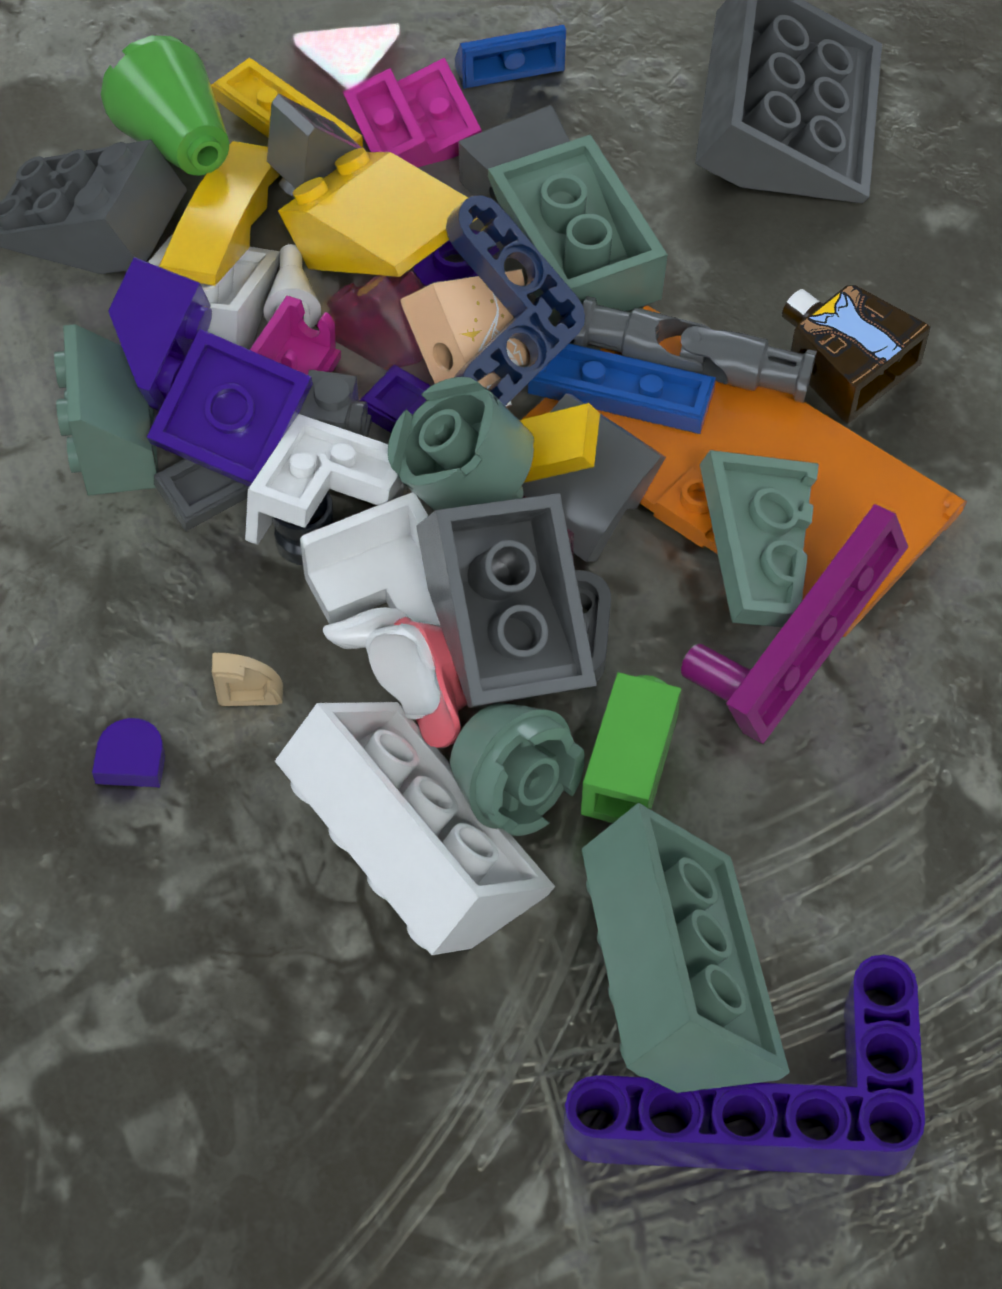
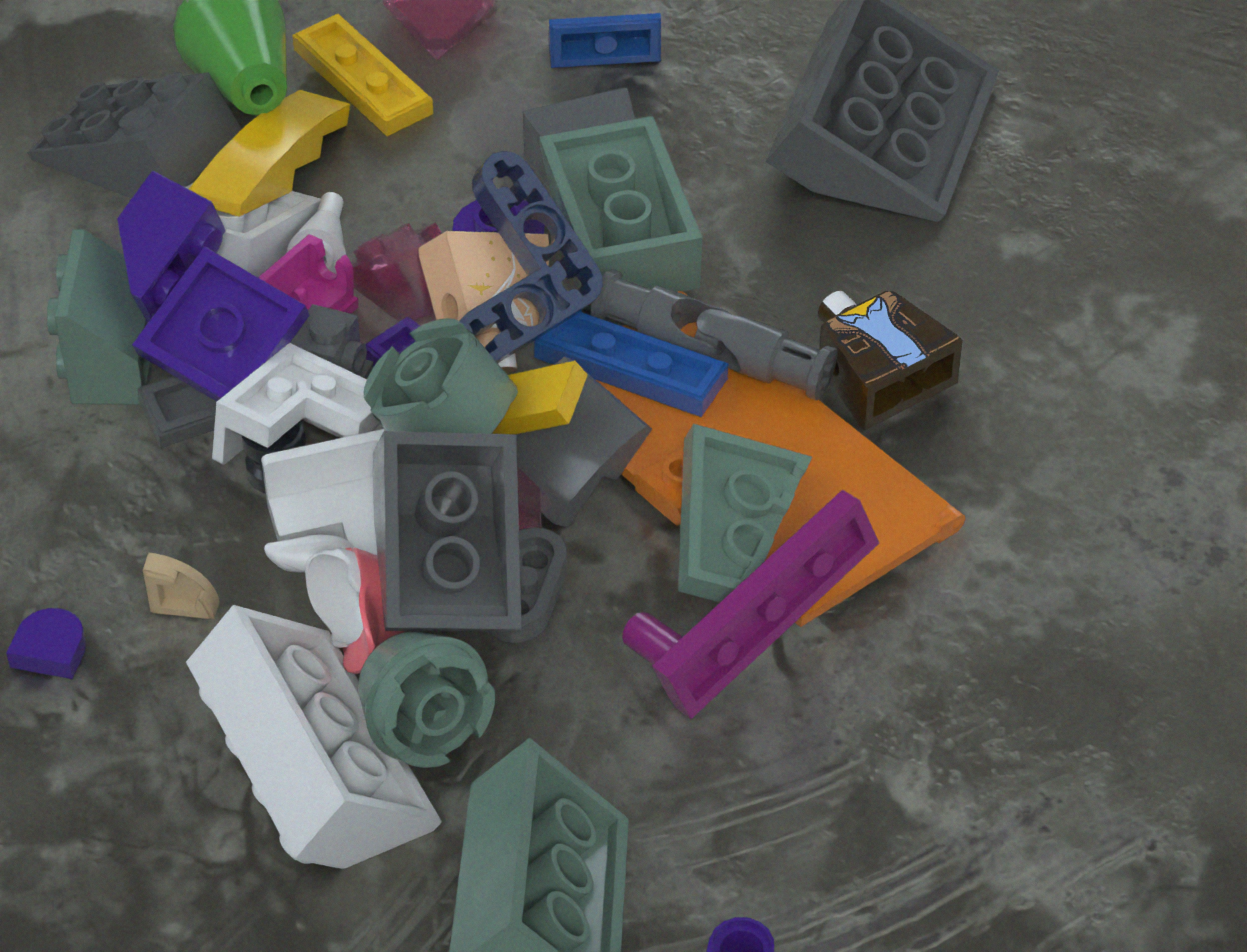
camera: 10 degrees right, 10 degrees down
(303, 143) = (369, 105): dark grey slope -> none
(370, 215) = (408, 168): yellow slope -> none
(413, 117) = (488, 90): dark pink slope -> none
(630, 746) = (547, 692): bright green brick -> none

